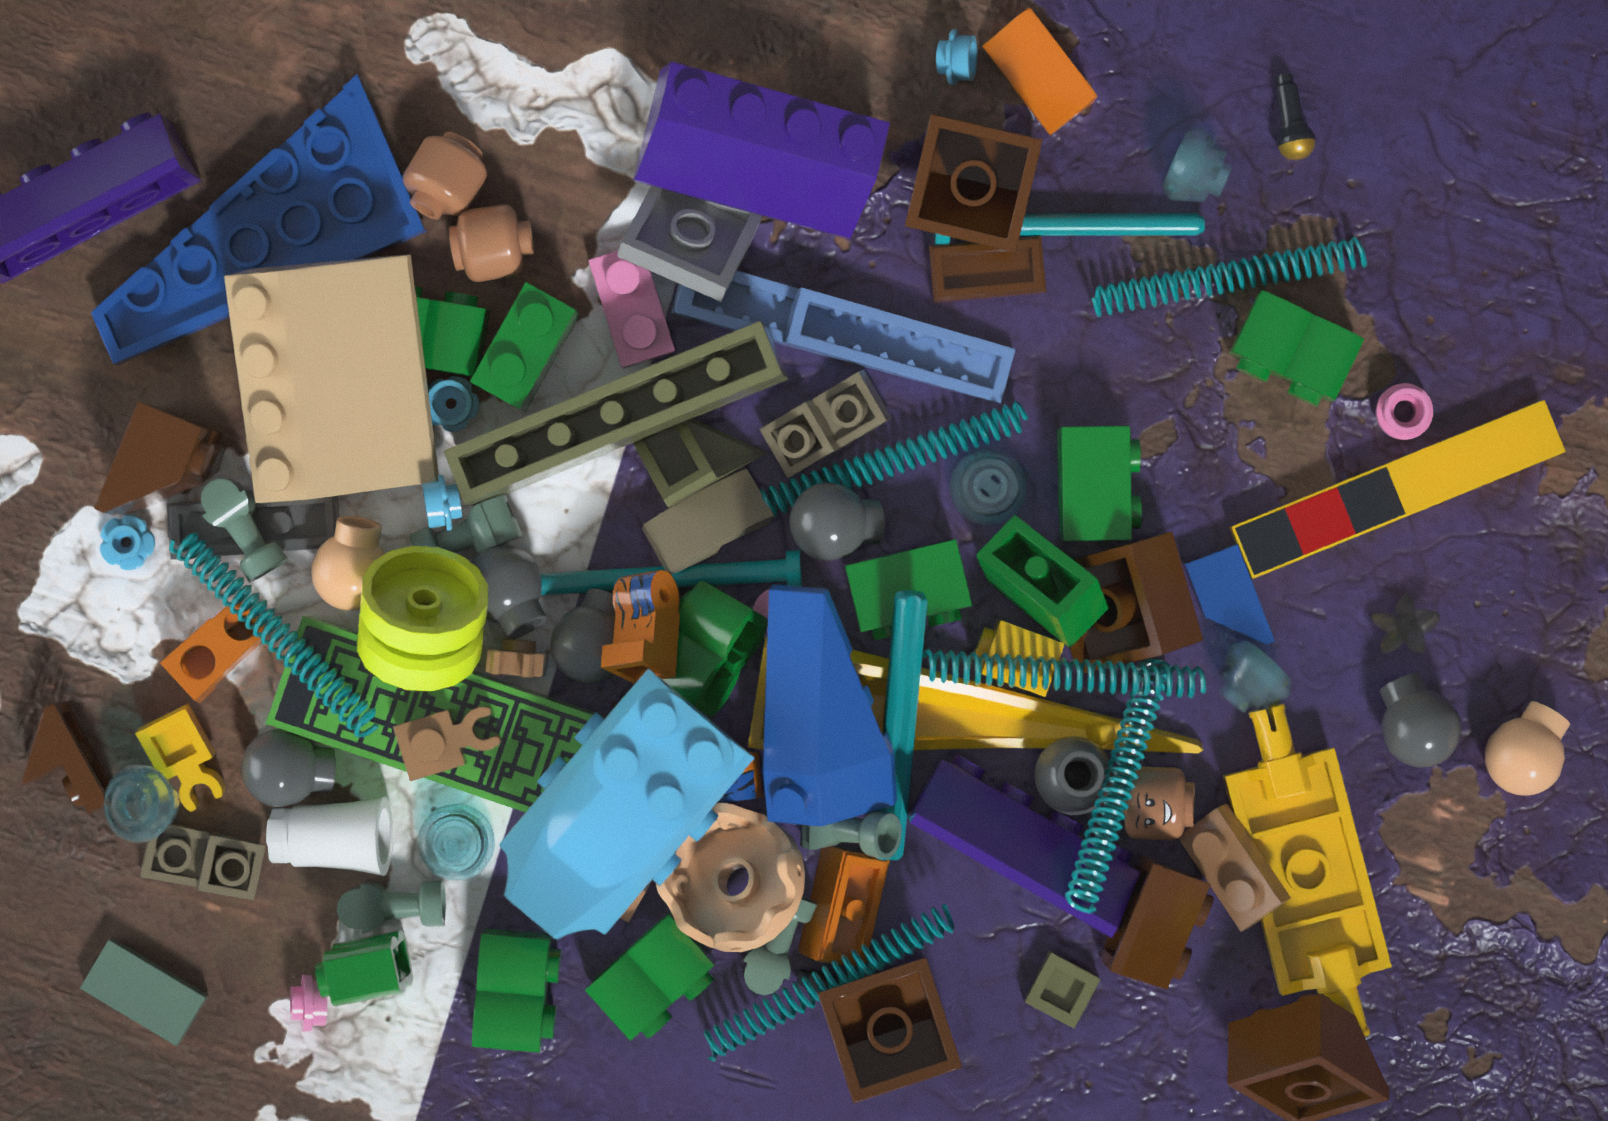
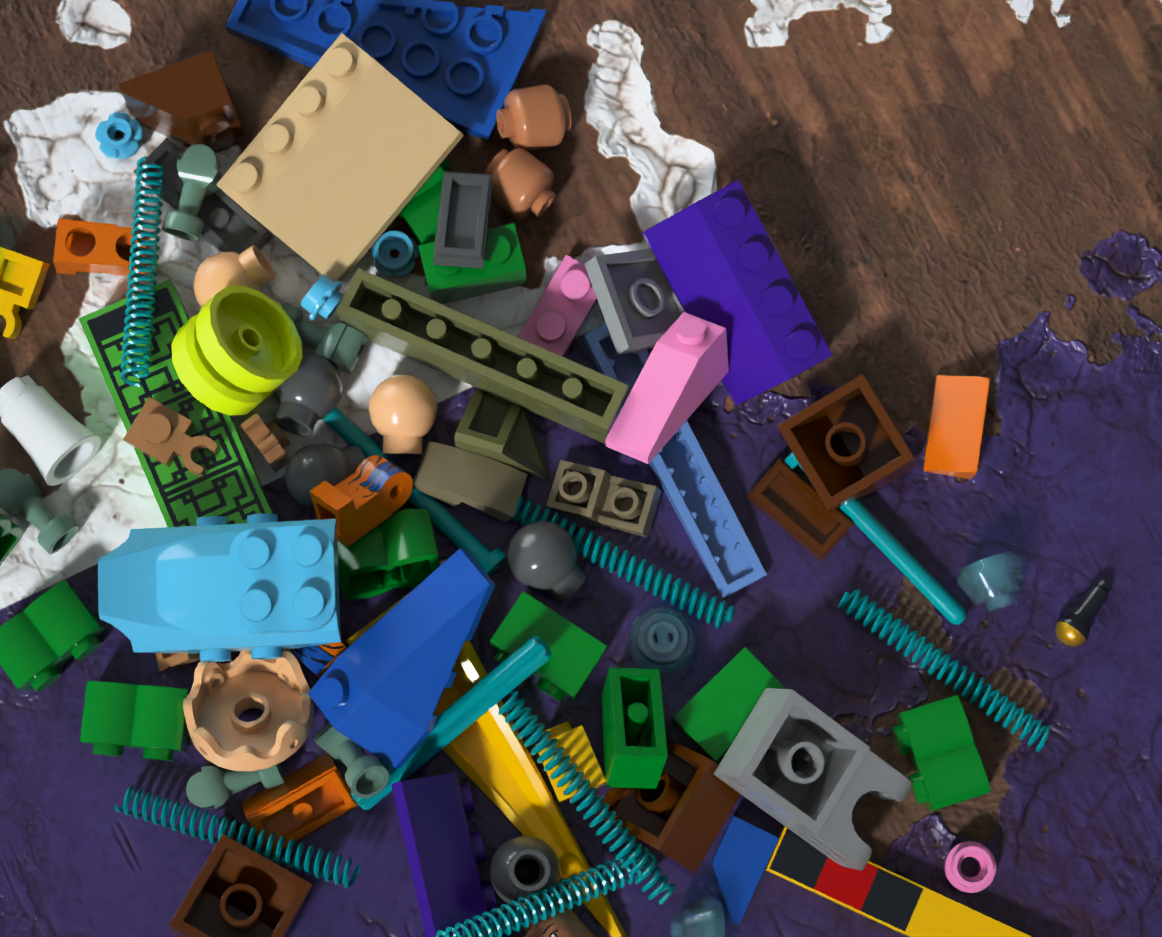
camera: 45 degrees right, 10 degrees down
(286, 768) = (61, 359): dark grey piece -> none
(455, 824) = (114, 499): clear light blue cone -> none
(484, 323) = (463, 220): none -> dark grey tile
(599, 525) = (402, 412): none -> light nougat piece
(791, 285) = (671, 386): none -> bright pink slope
(957, 57) = (914, 365): medium azure plate -> none
(1213, 475) = (821, 784): none -> light grey brick

